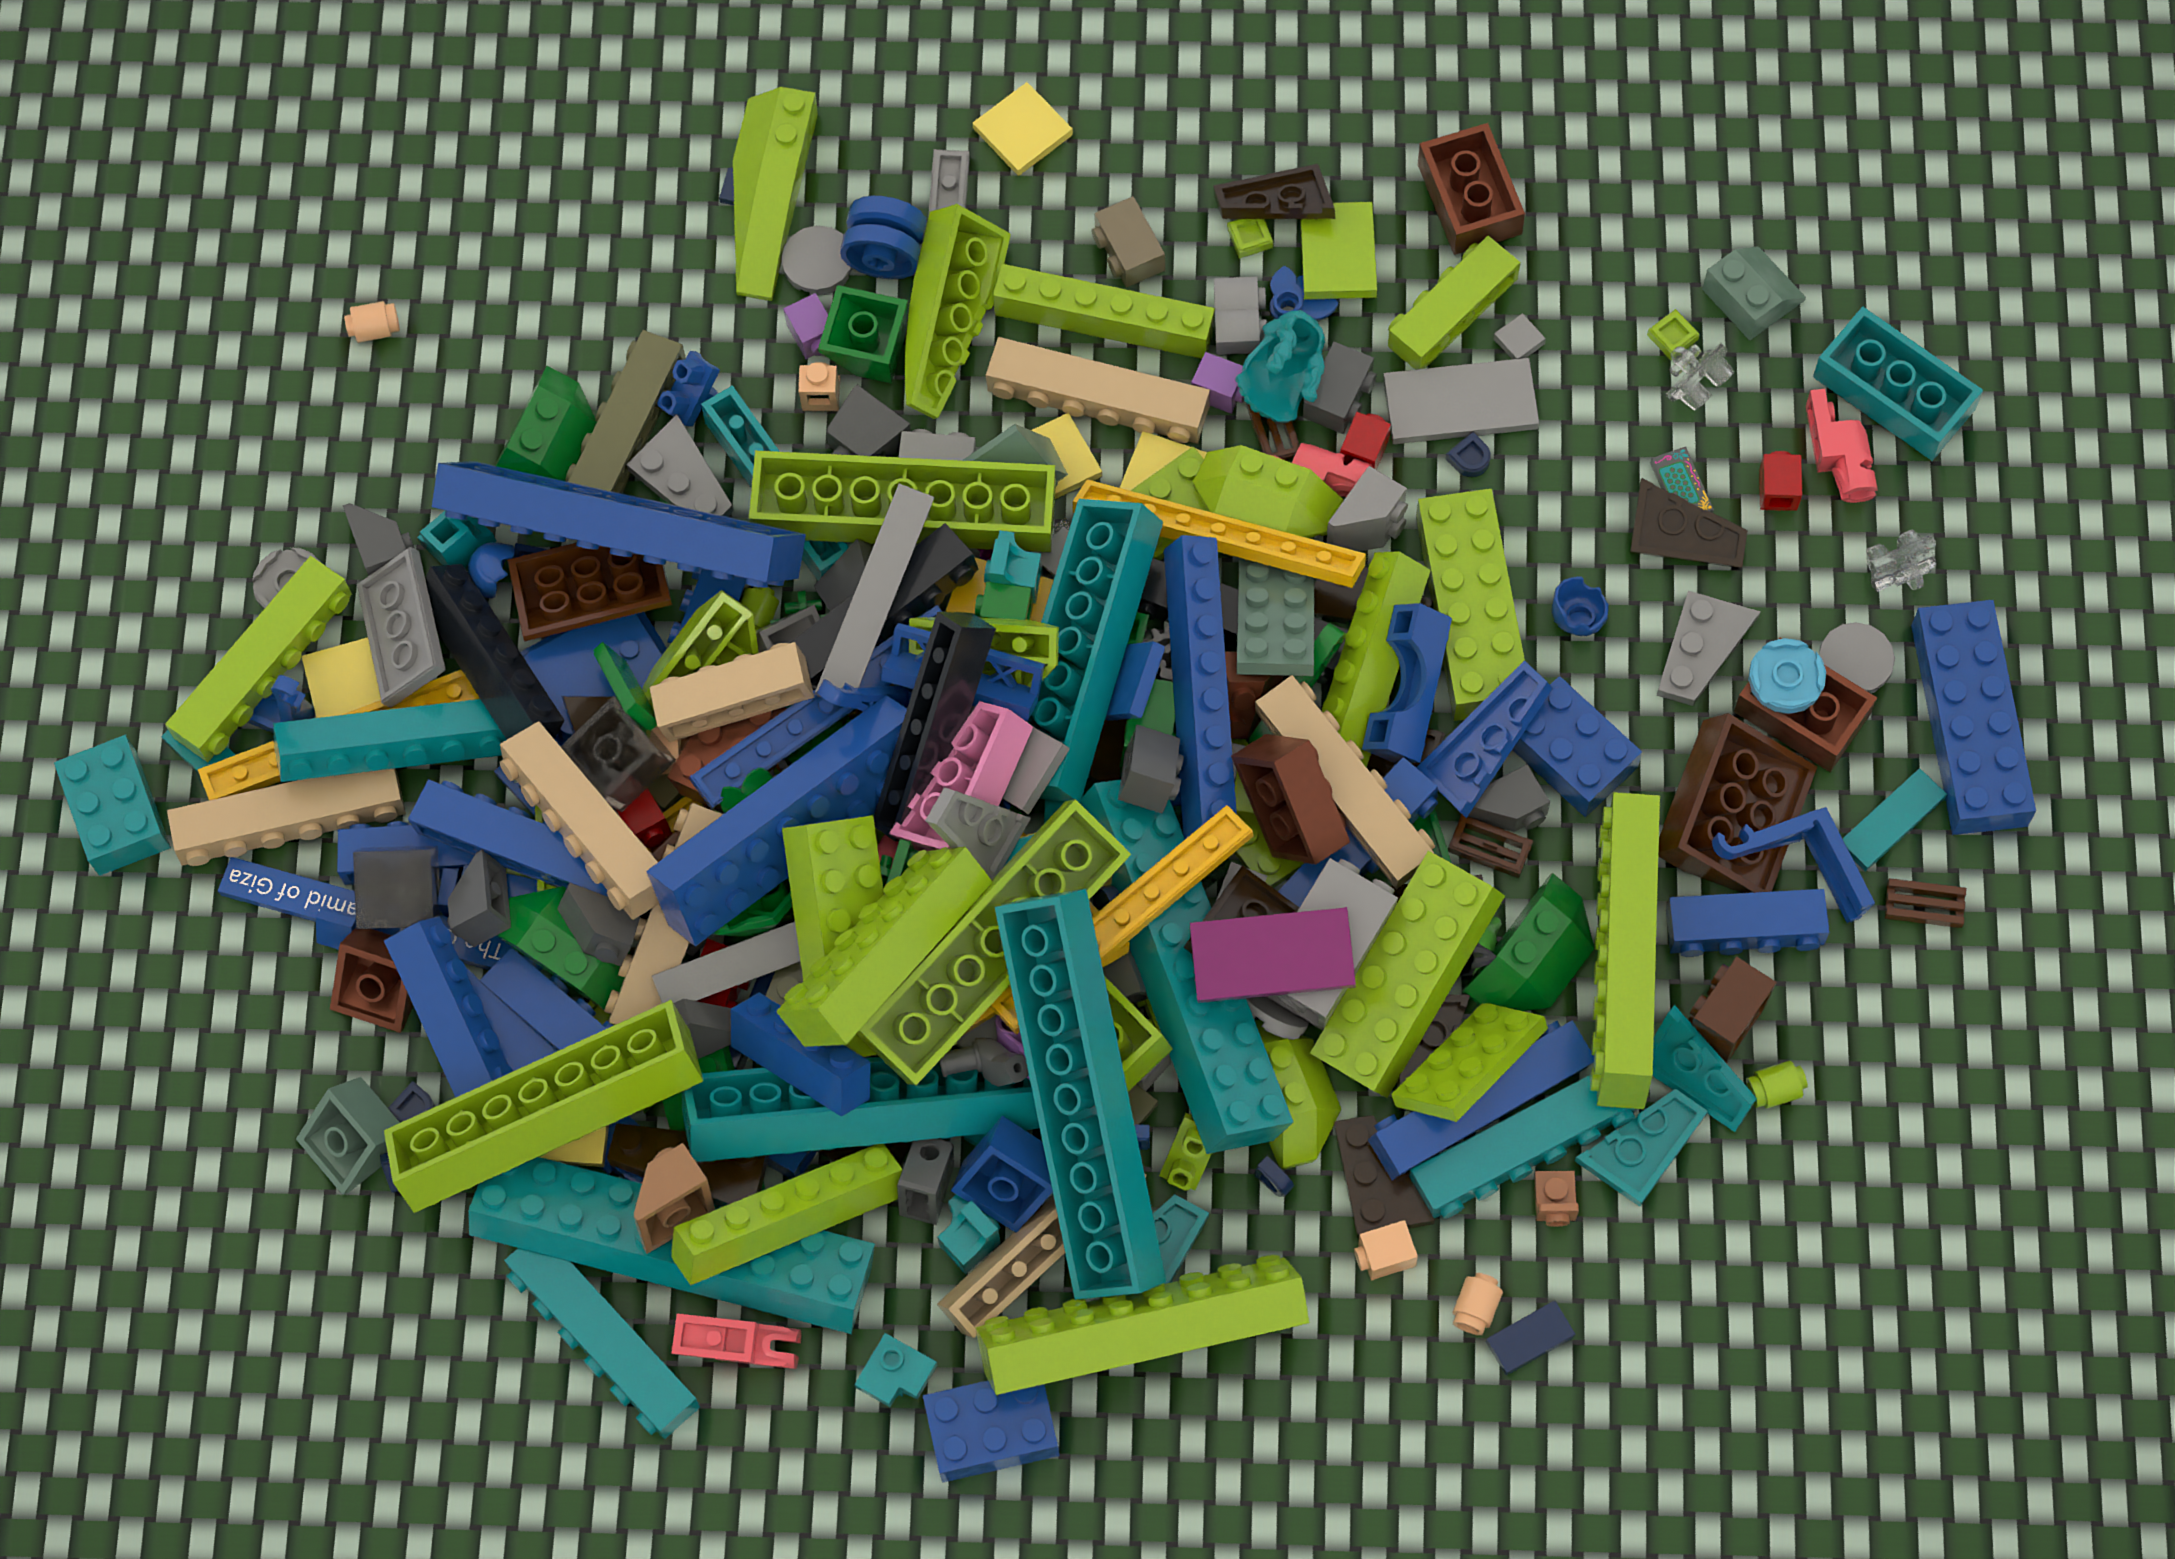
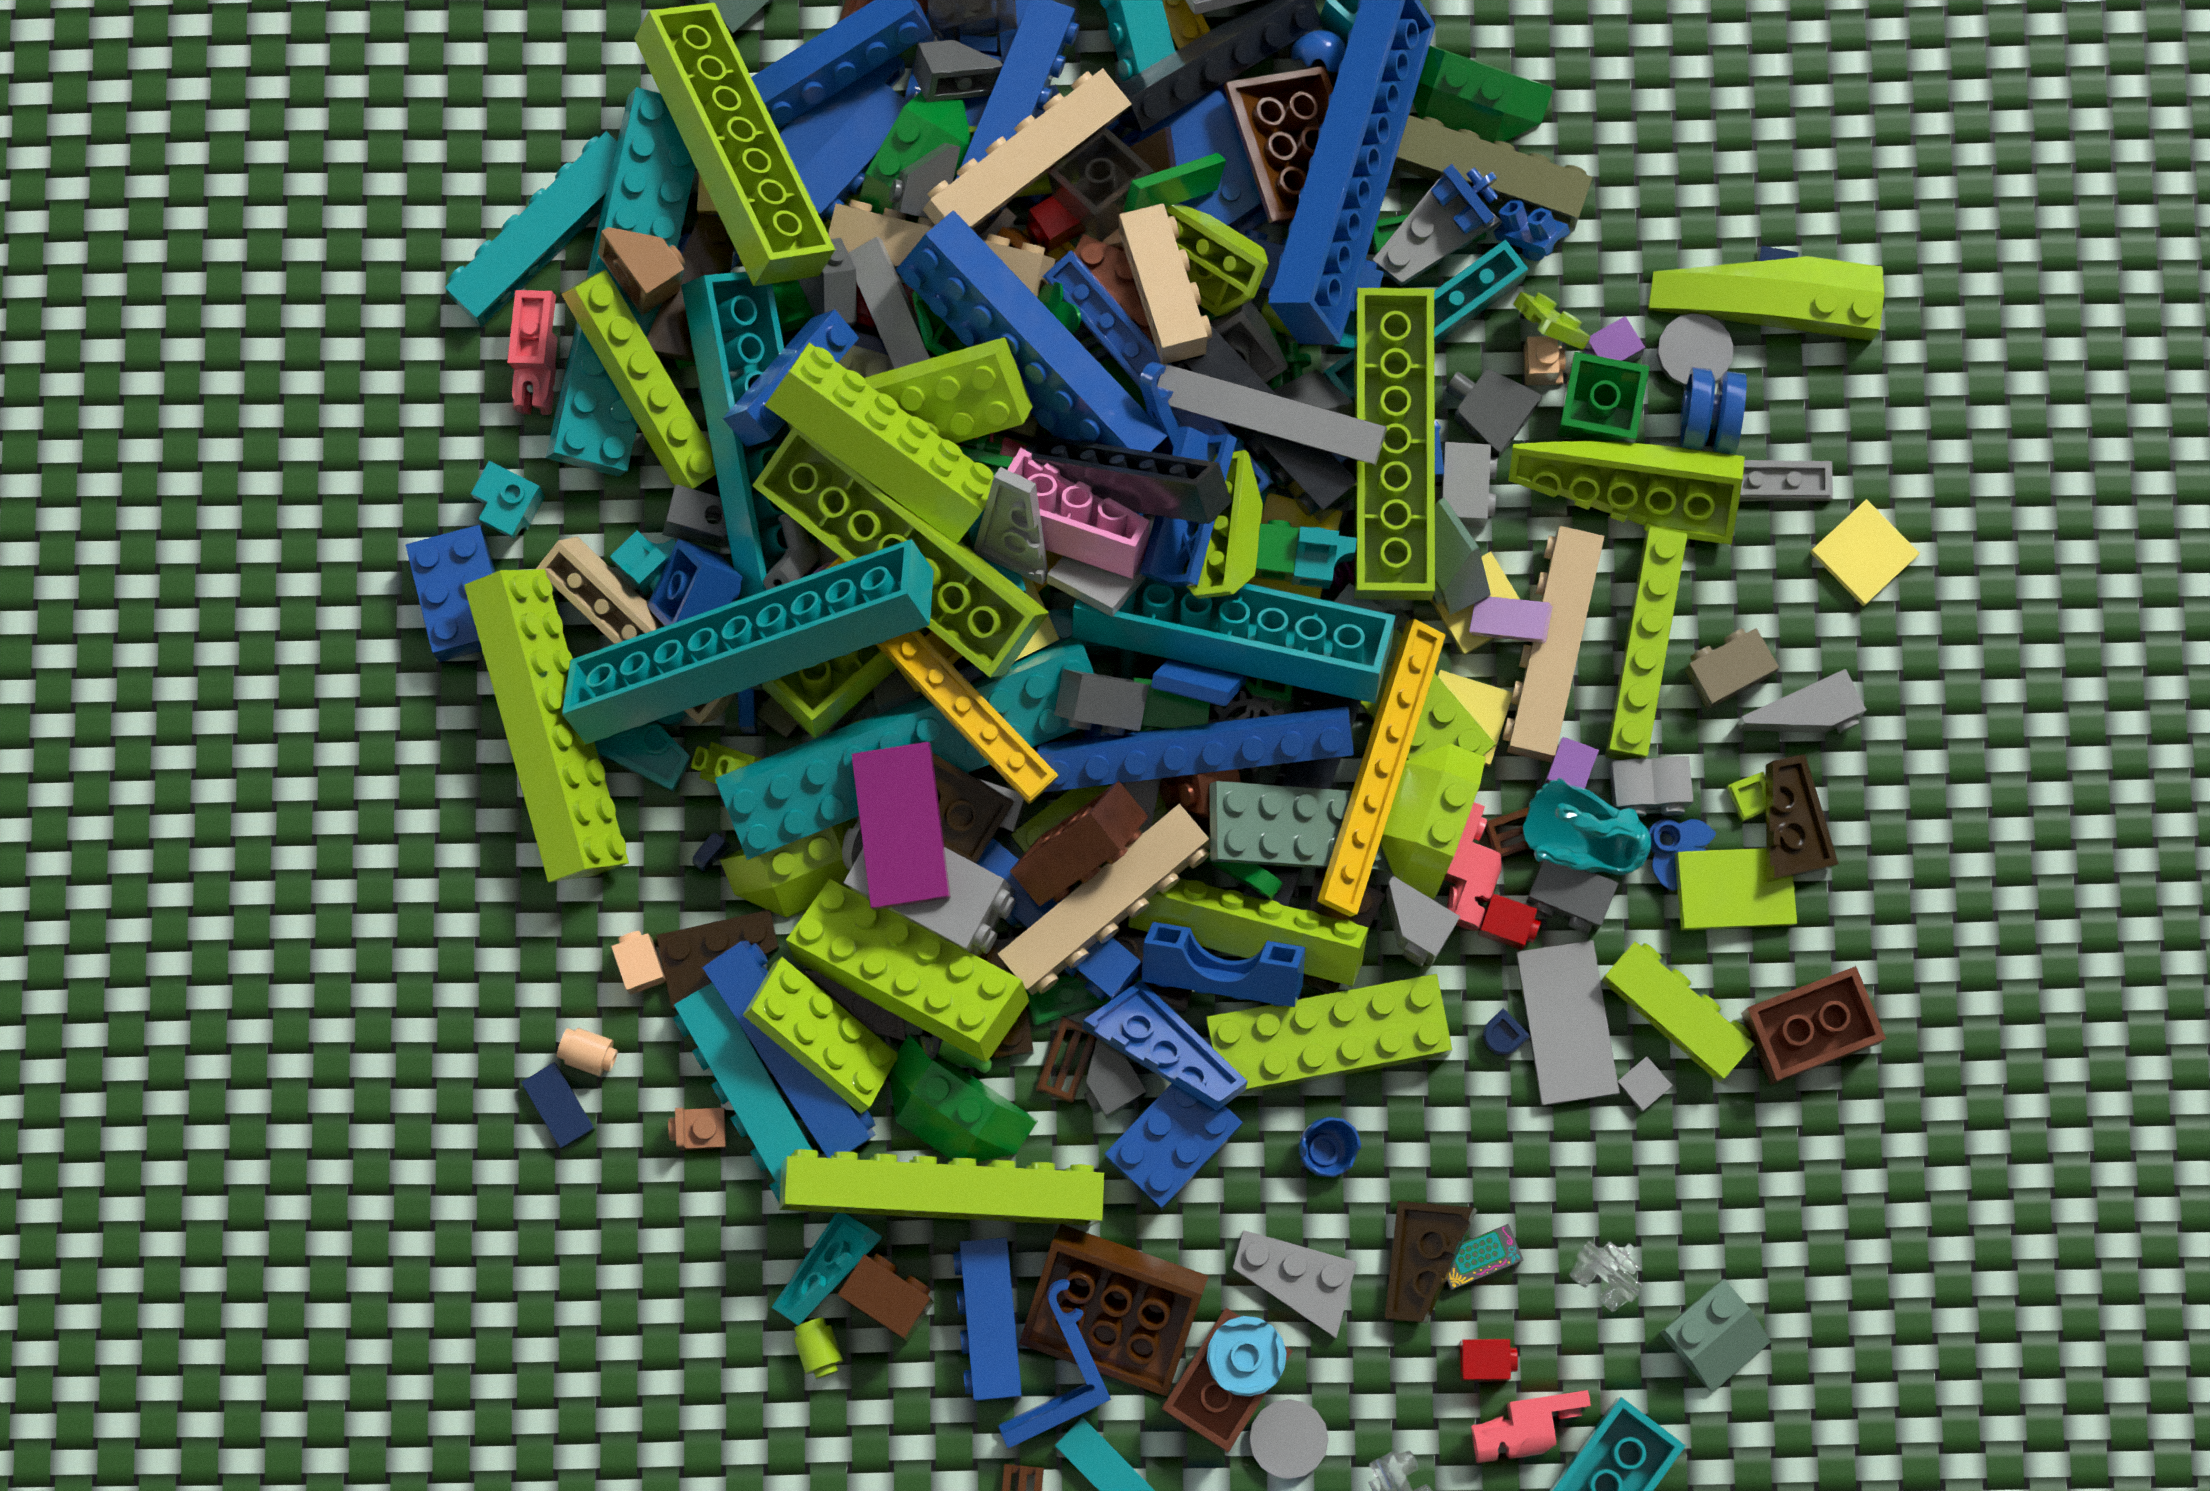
camera: 85 degrees right, 10 degrees up
(411, 1103) = (765, 38): dark blue tile -> none
(650, 430) = (1476, 211): none -> blue hips
(791, 359) = (1551, 323): none -> lime wing
(1075, 421) = (1511, 619): none -> lavender tile
(1168, 170) = (1814, 709): none -> light grey slope
(1644, 1148) = (750, 1215): teal wing -> none
(1673, 332) = (1659, 1248): lime tile -> none

